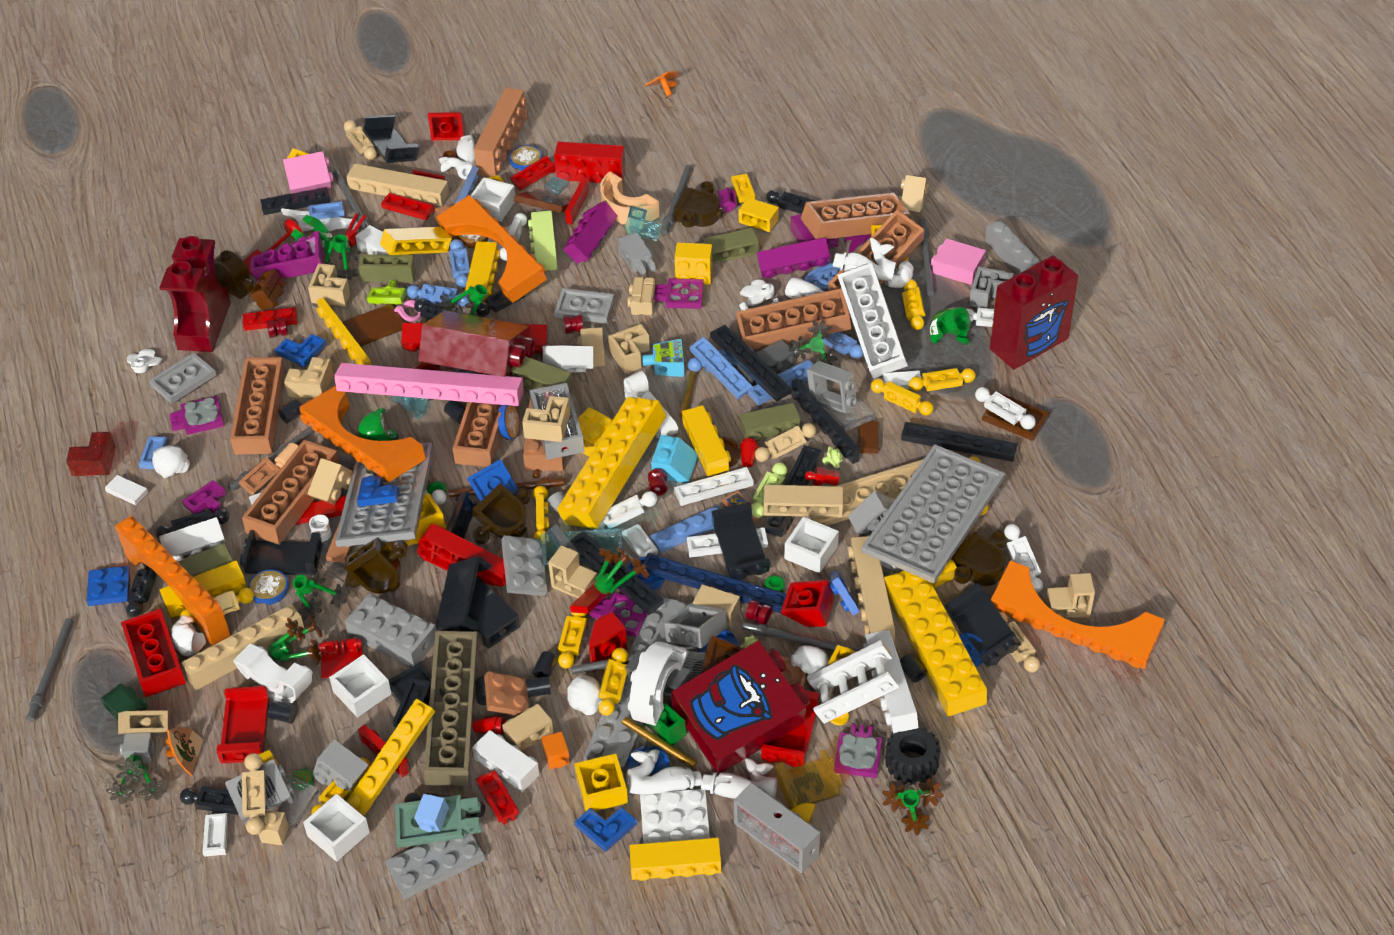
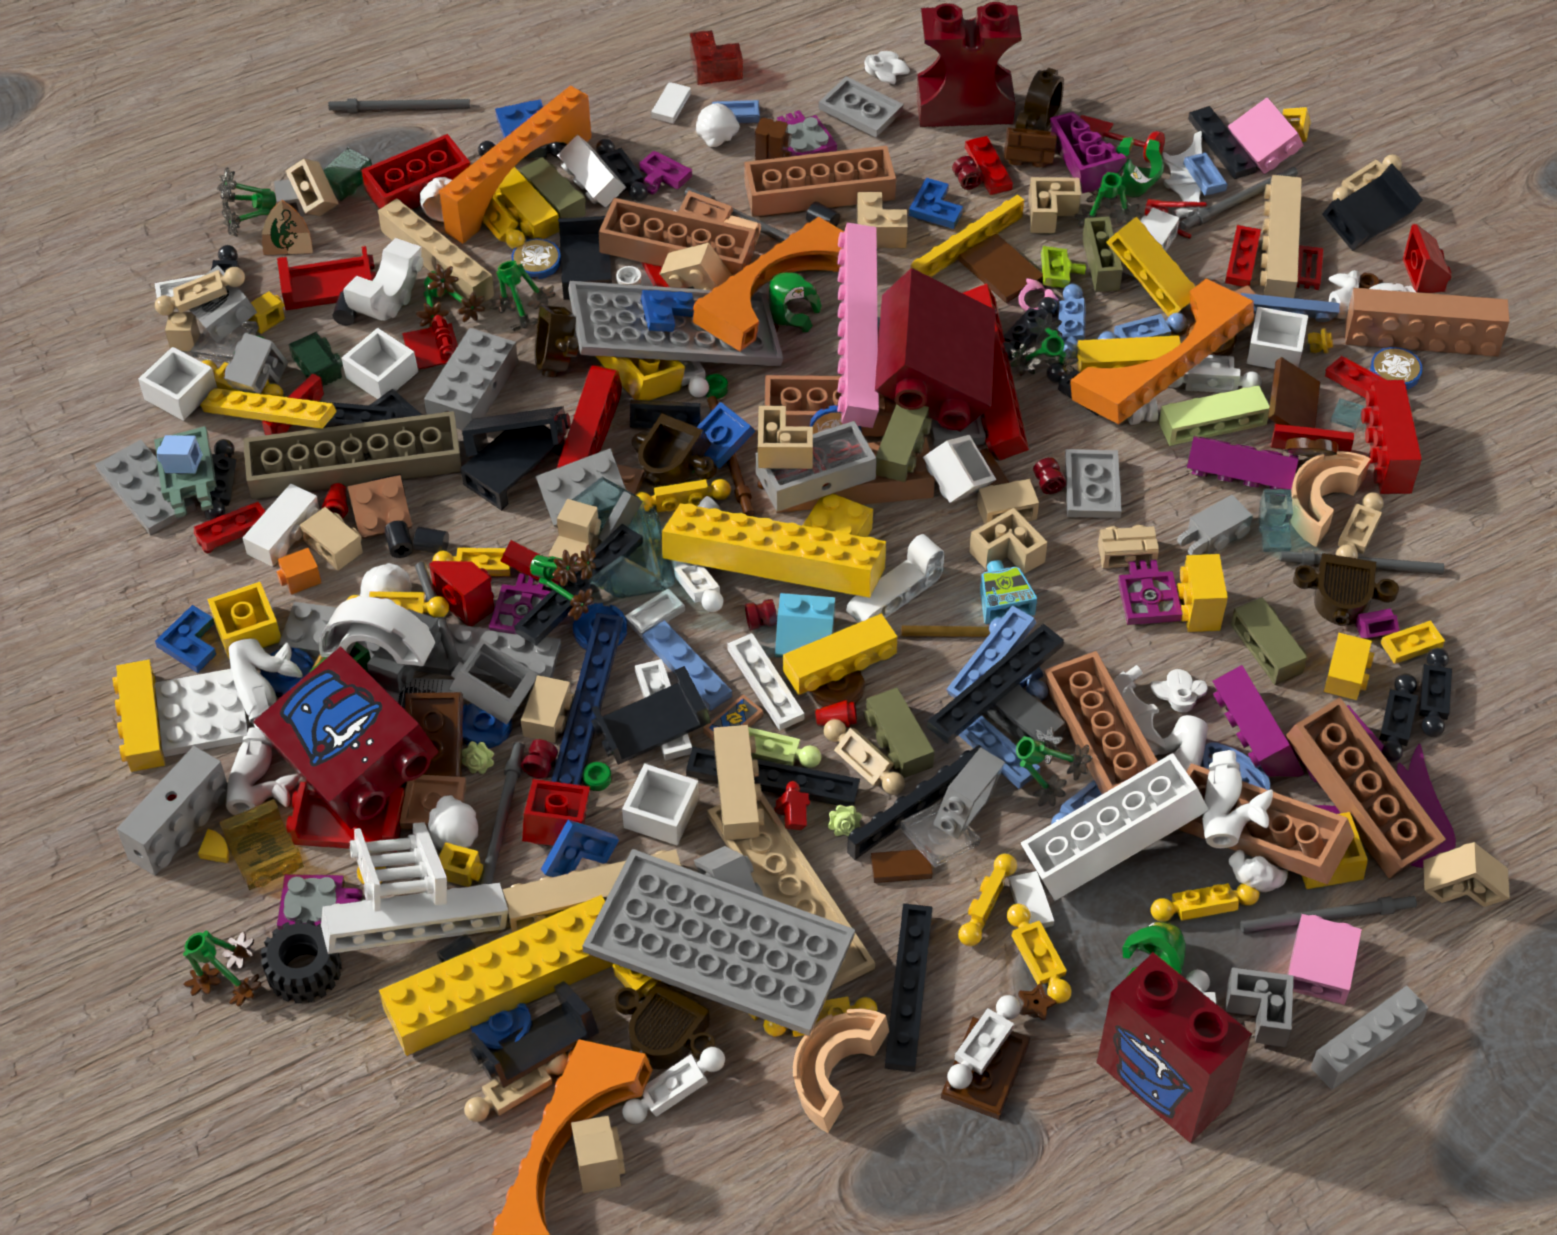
camera: 80 degrees right, 5 degrees up
(212, 426) = (772, 140): none -> reddish brown brick
(340, 728) = (315, 357): none -> clear green brick
(589, 197) = (1311, 448): none -> reddish brown tile
(660, 194) = (1360, 526): none -> tan plate
(780, 185) = (1435, 692): none -> black plate
(970, 386) = (1035, 1010): none -> reddish brown plate
(1016, 486) = (828, 1043): none -> light nougat brick

